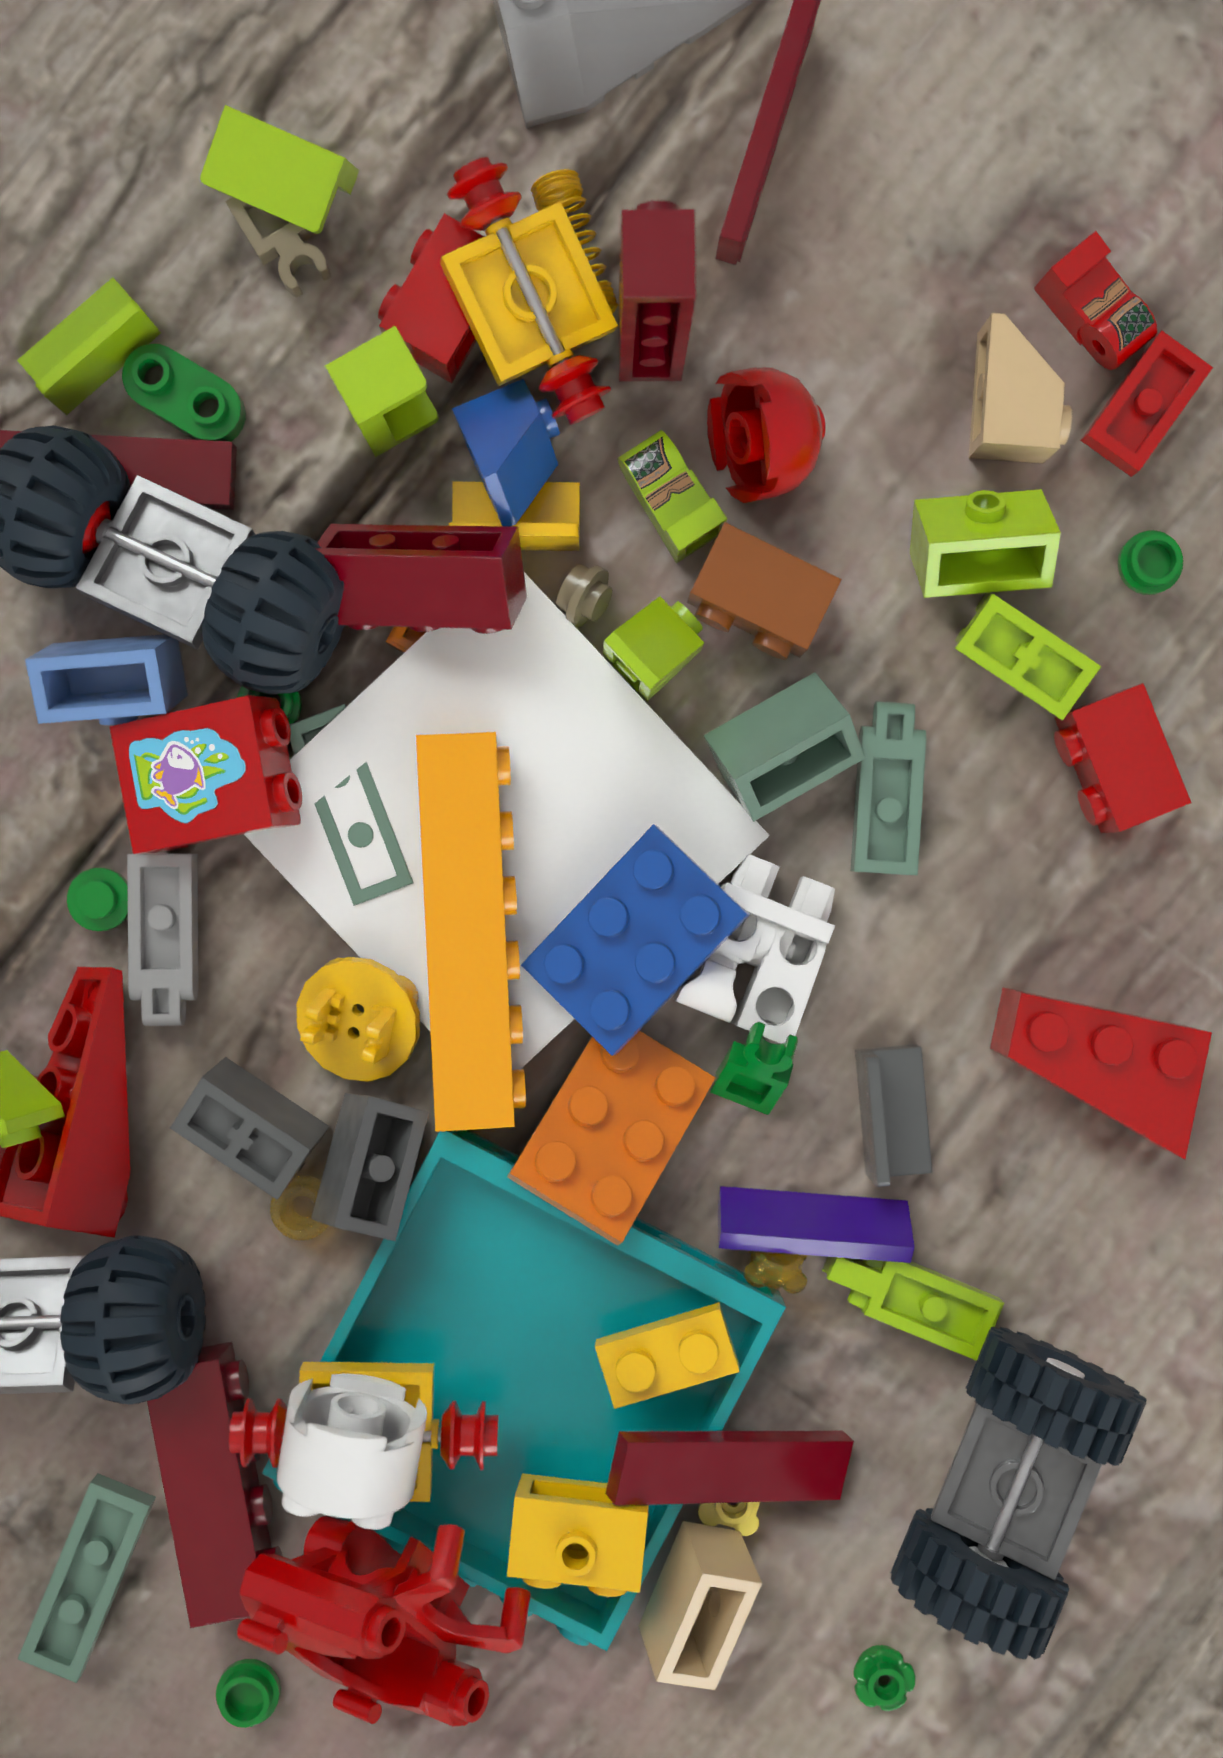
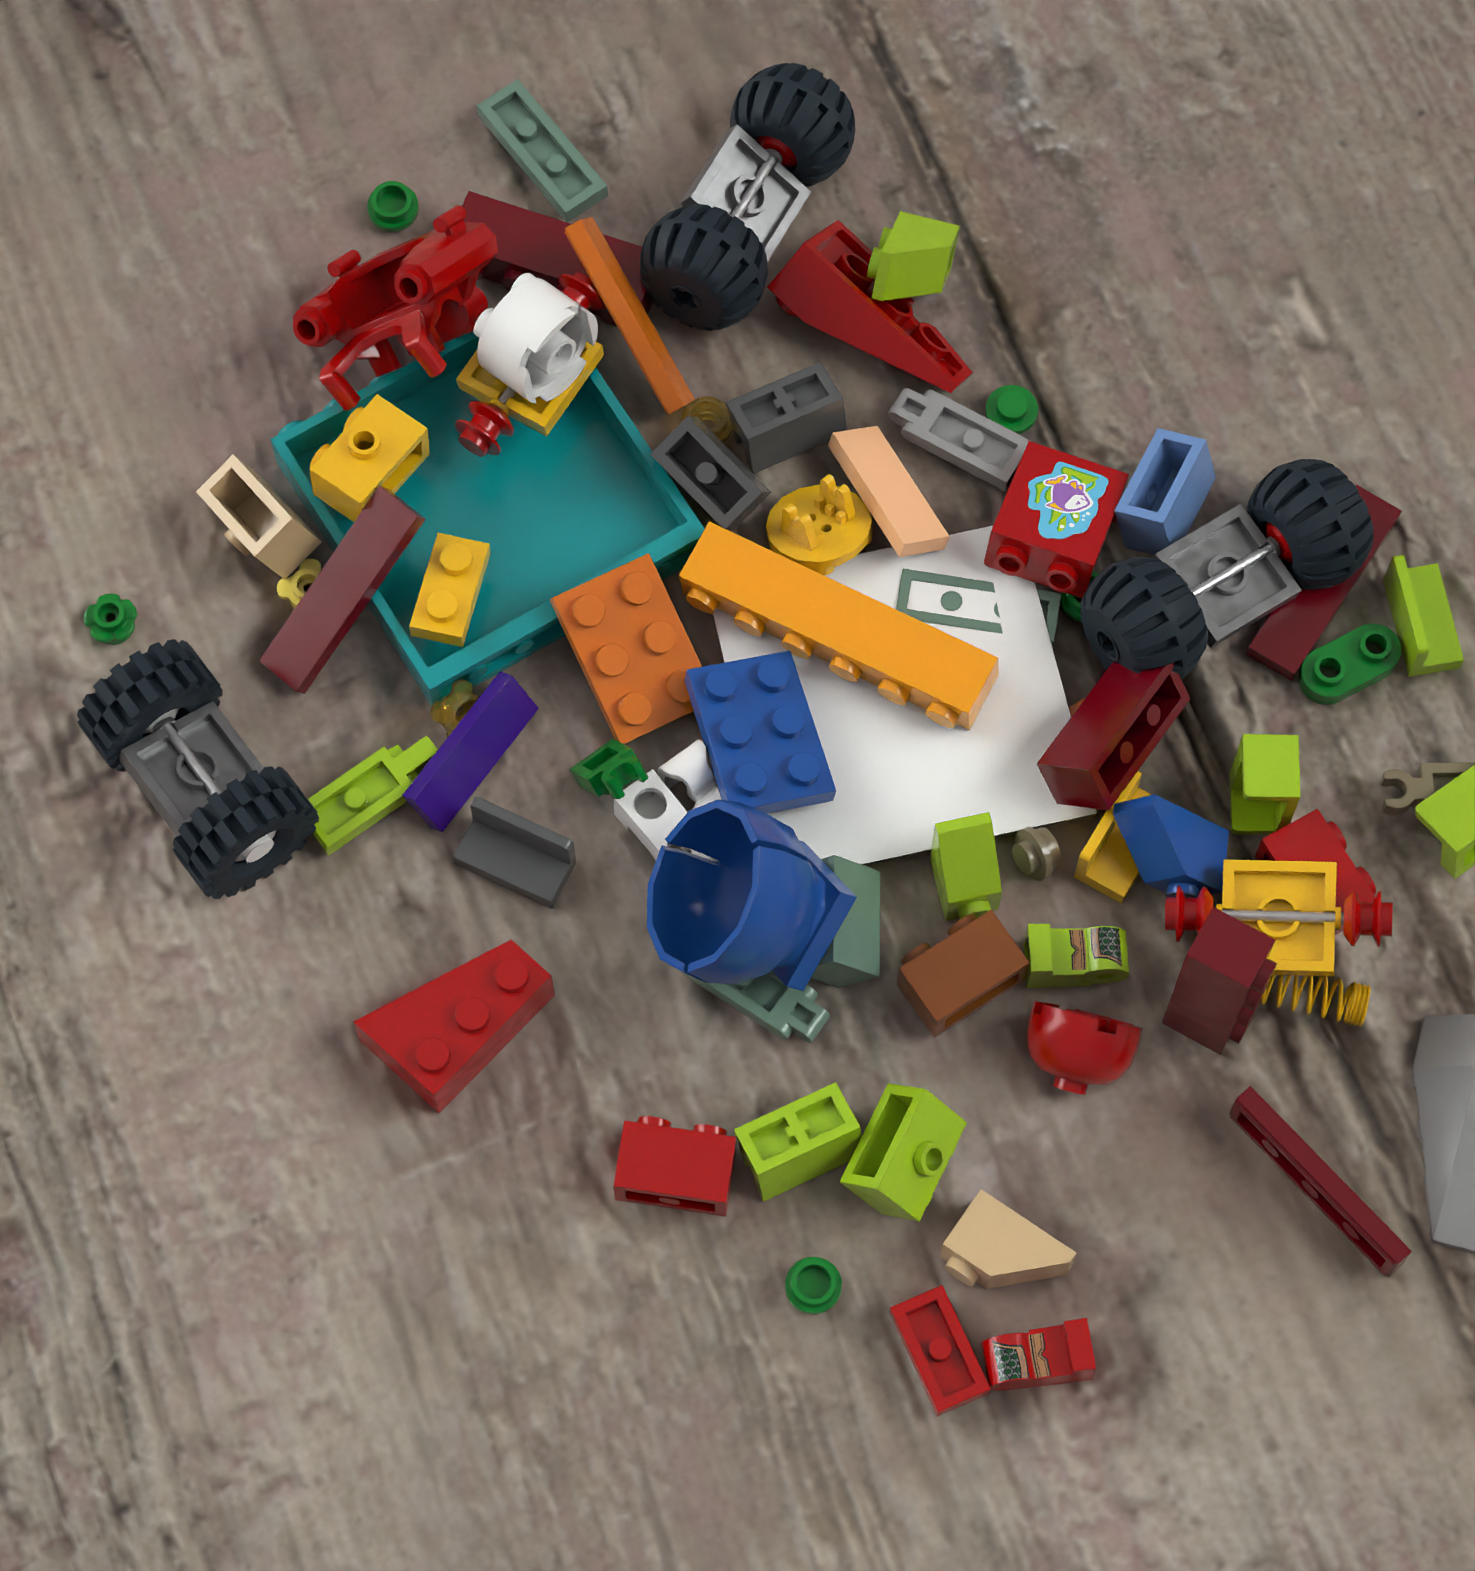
camera: 120 degrees right, 20 degrees down
(239, 1367) = (629, 314): none -> orange tile
(276, 970) = (888, 491): none -> light nougat tile
(850, 839) = (750, 911): none -> blue plate

